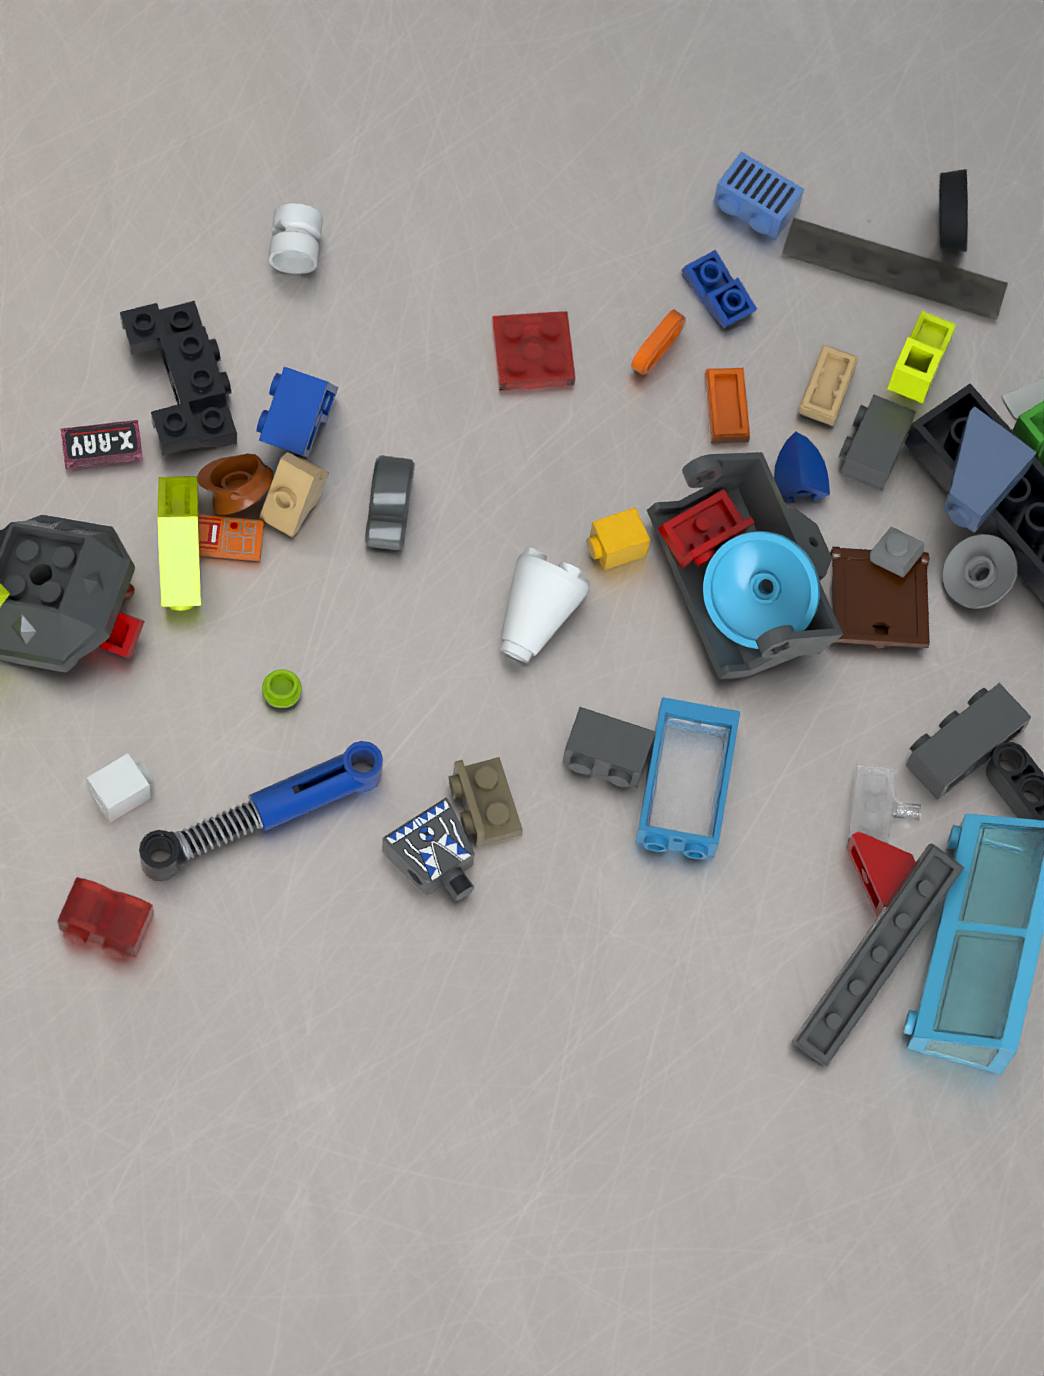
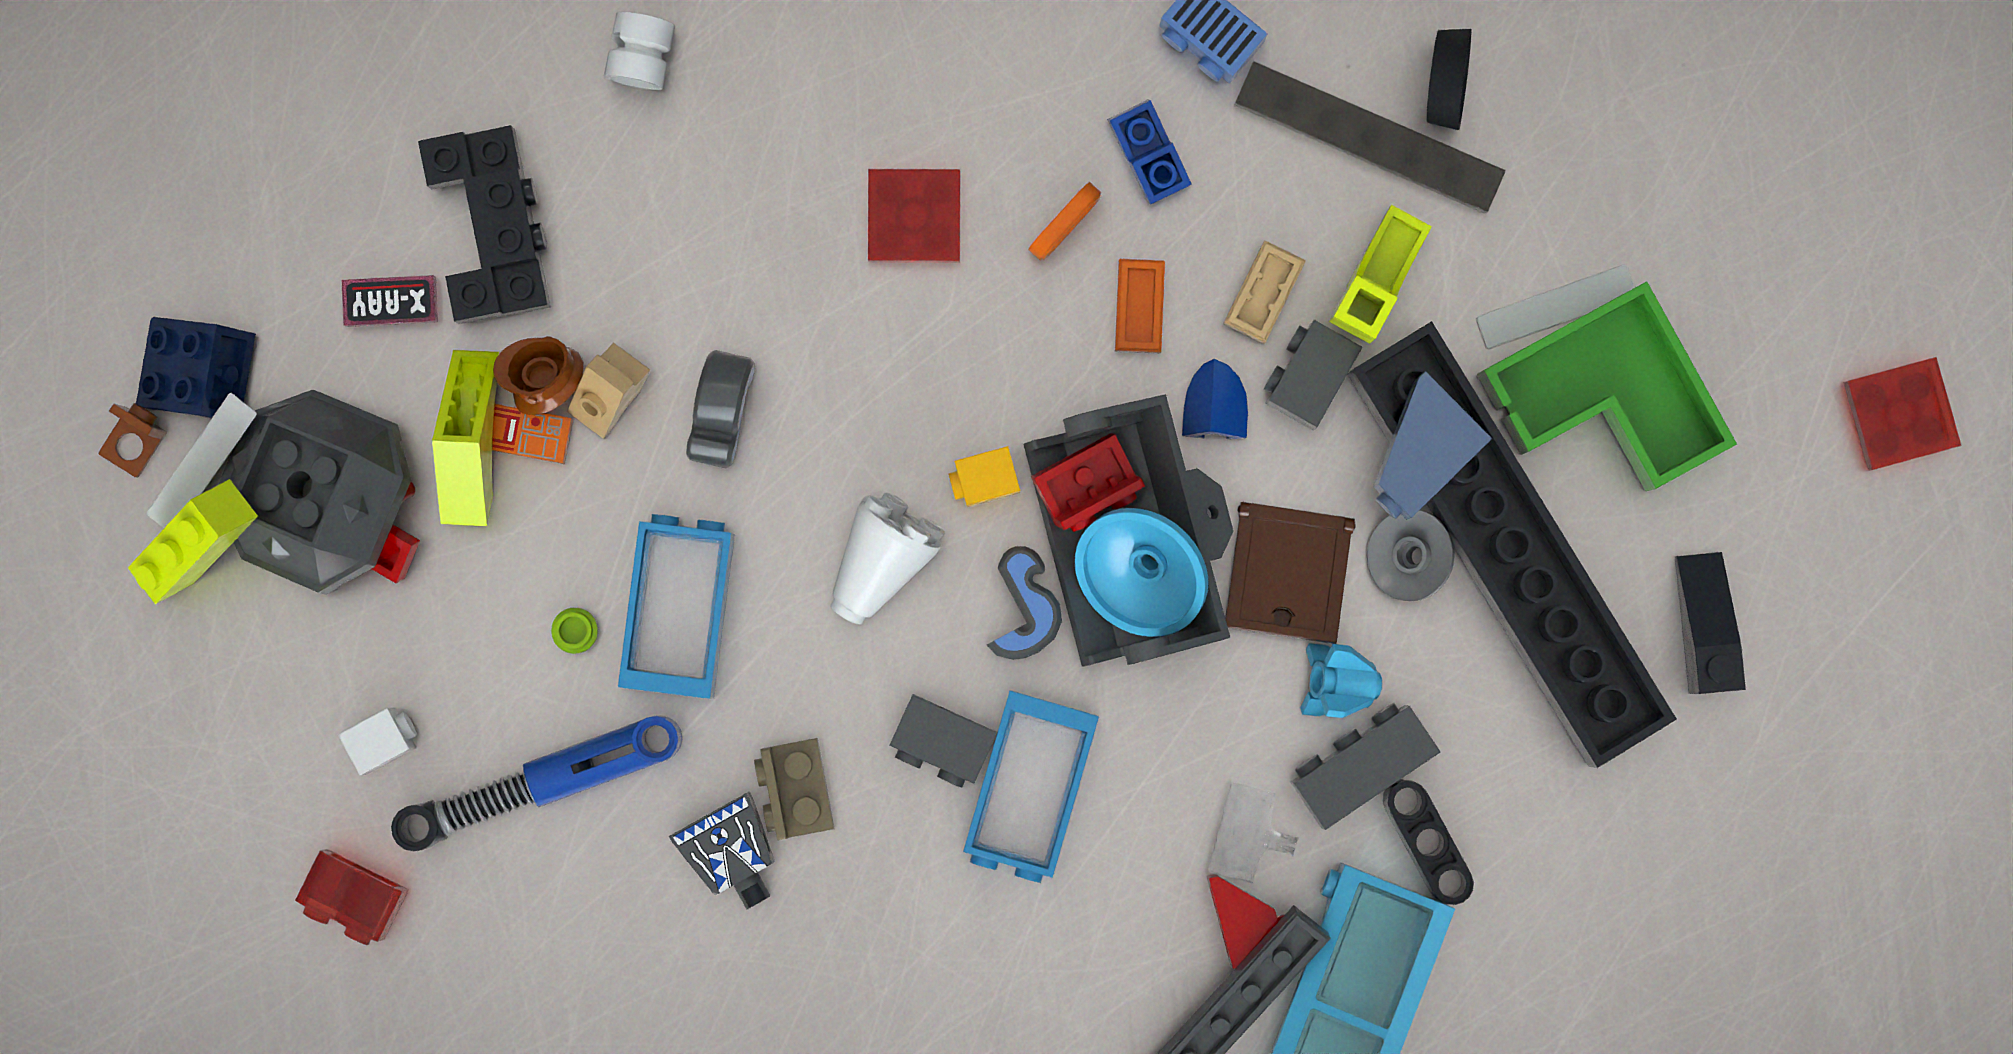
camera: 15 degrees right, 20 degrees up
(296, 411) = (618, 286): blue brick -> none
(369, 662) = (676, 607): none -> clear window
(671, 632) = (1035, 602): none -> animal
(897, 551) = (1316, 519): light grey plate -> none
(939, 673) = (1339, 681): none -> medium azure brick

